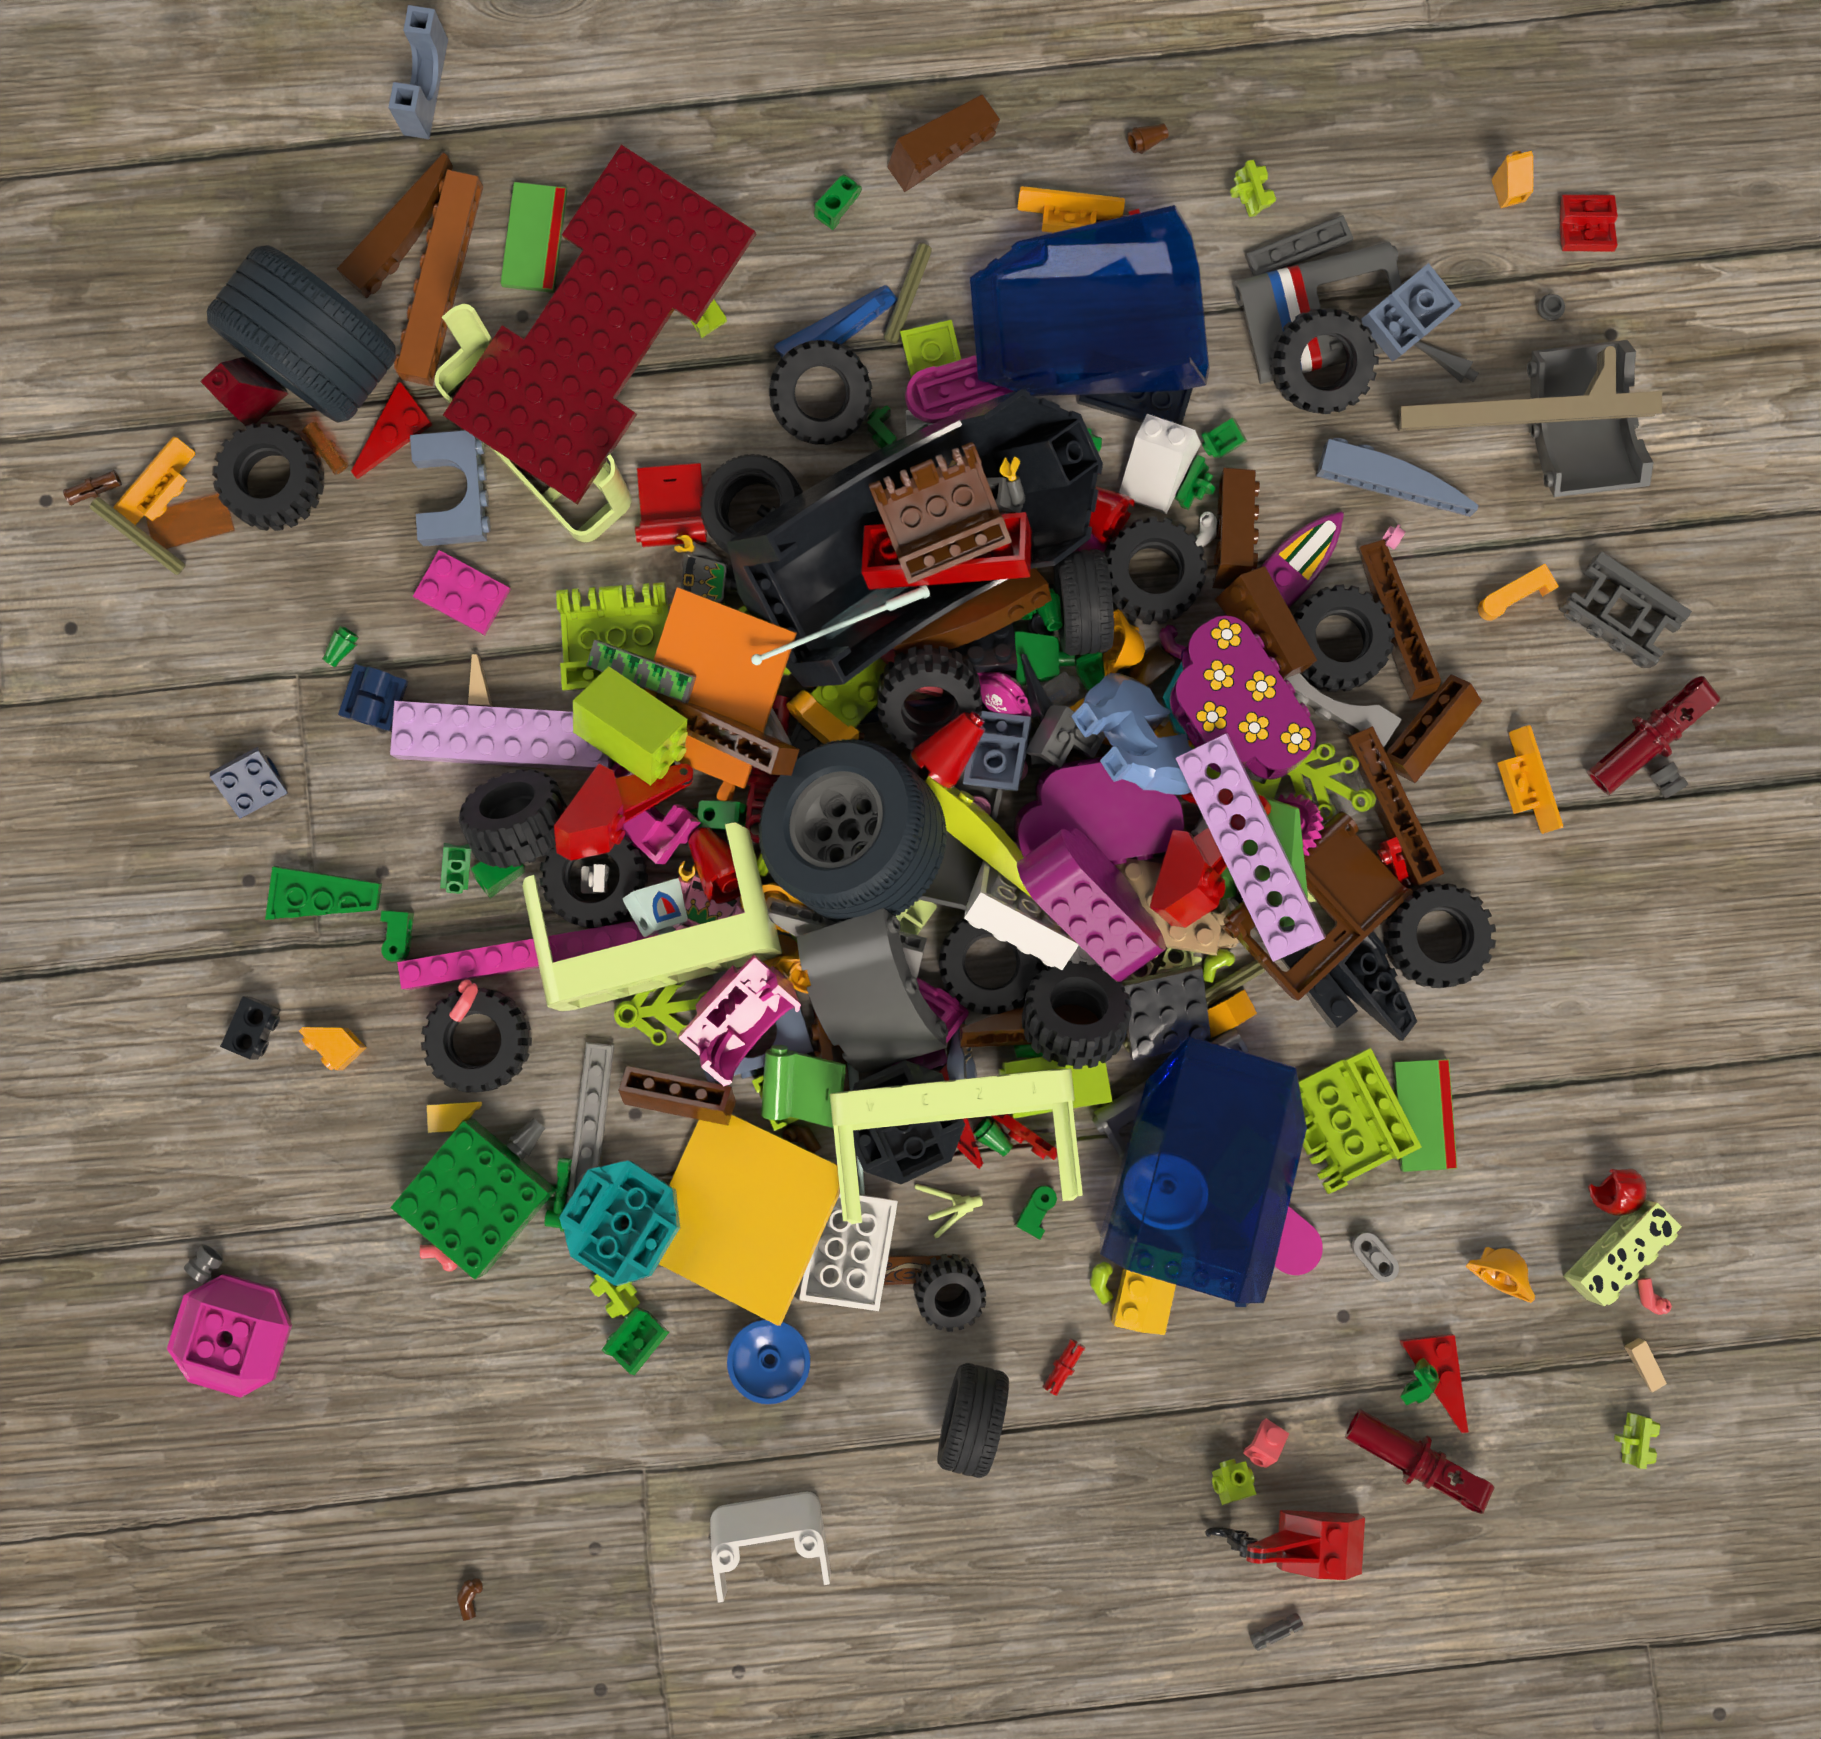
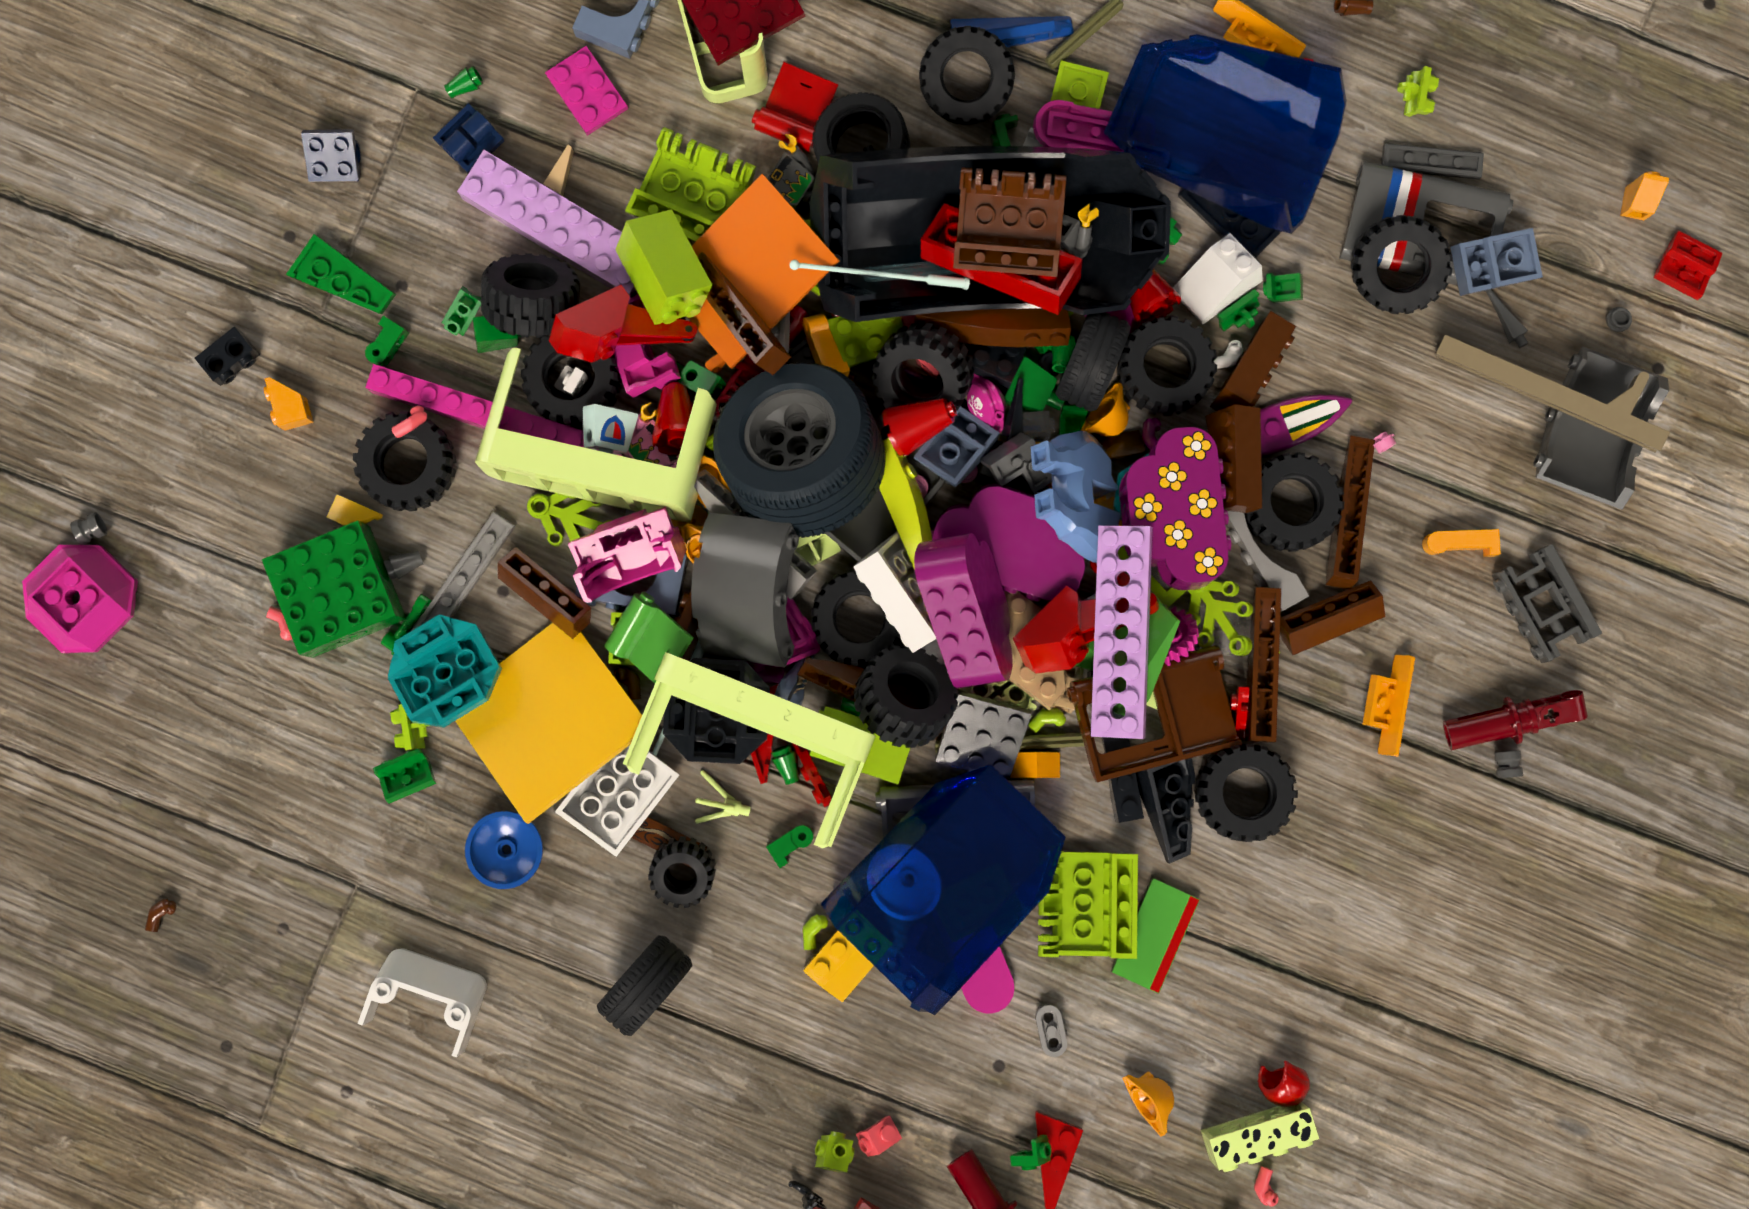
camera: 25 degrees right, 0 degrees up
(642, 671) = (698, 228): tile -> none
(1063, 1367) = (744, 984): red pin -> none
(1390, 476) = (1406, 389): sand blue slope -> none

